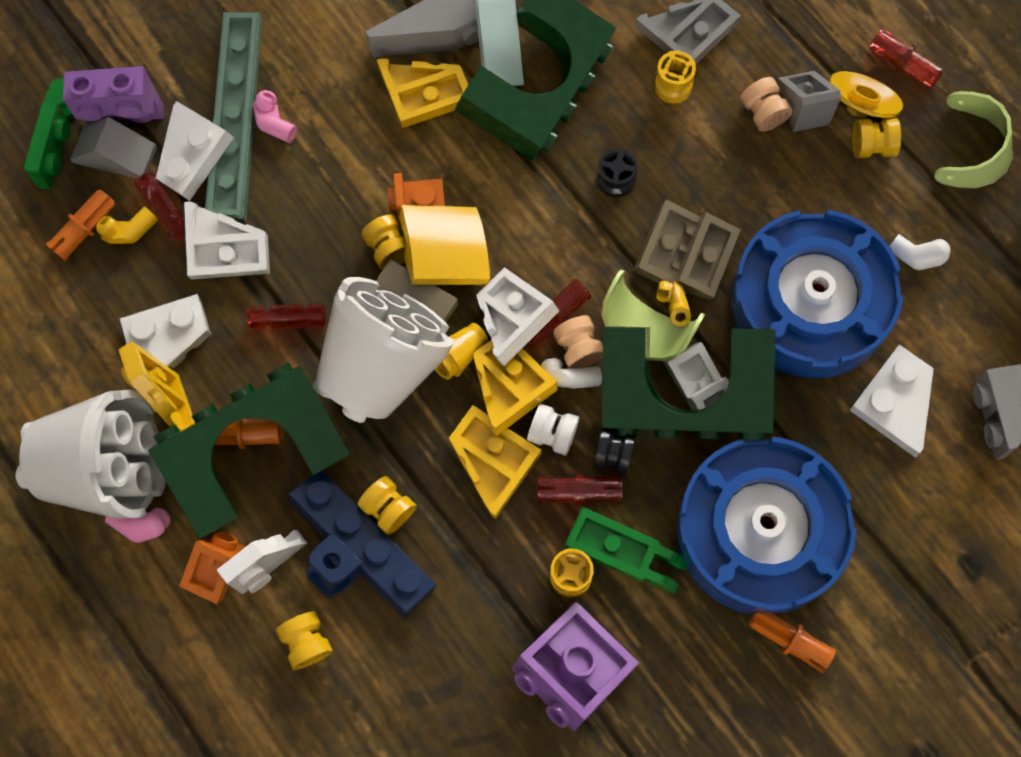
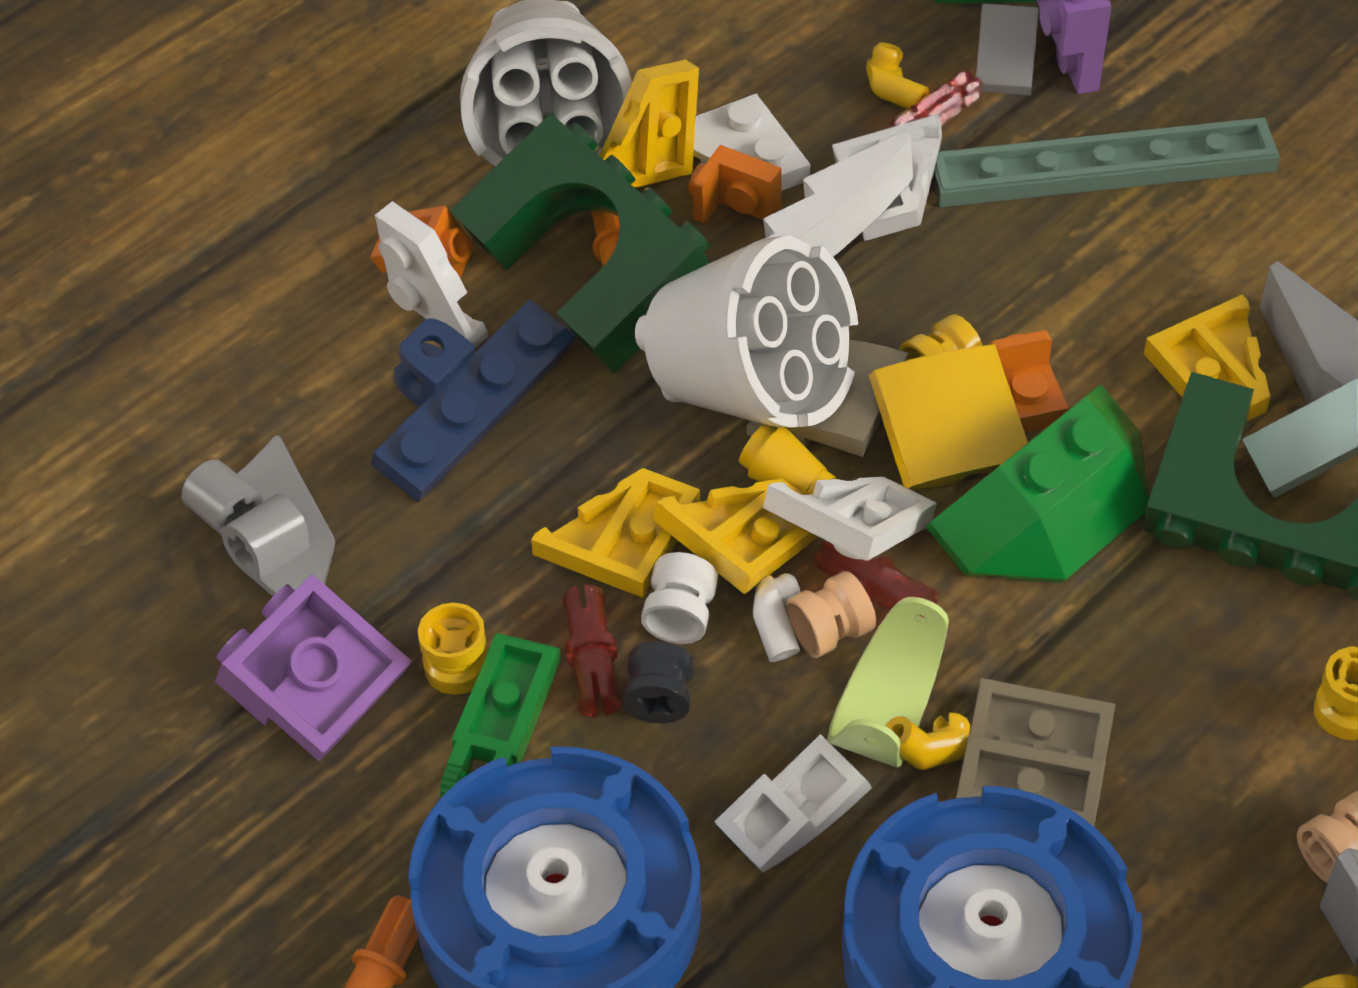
camera: 80 degrees right, 20 degrees down
(81, 224) = (882, 27): orange axle -> none
(142, 528) = (466, 167): bright pink arm -> none
(190, 150) = (1027, 118): white wing -> none
(209, 338) = (737, 182): none -> orange bracket
(264, 282) = (846, 196): none -> white slope
(268, 117) = (1111, 196): bright pink arm -> none
(304, 641) = (326, 353): yellow wheel -> none
(386, 505) = (530, 414): yellow wheel -> none
(439, 691) = (264, 517): none -> light grey panel
(507, 201) = (1052, 498): none -> green wedge
(617, 163) = (1159, 622): black wheel -> none
(634, 404) = (791, 819): dark green arch -> none

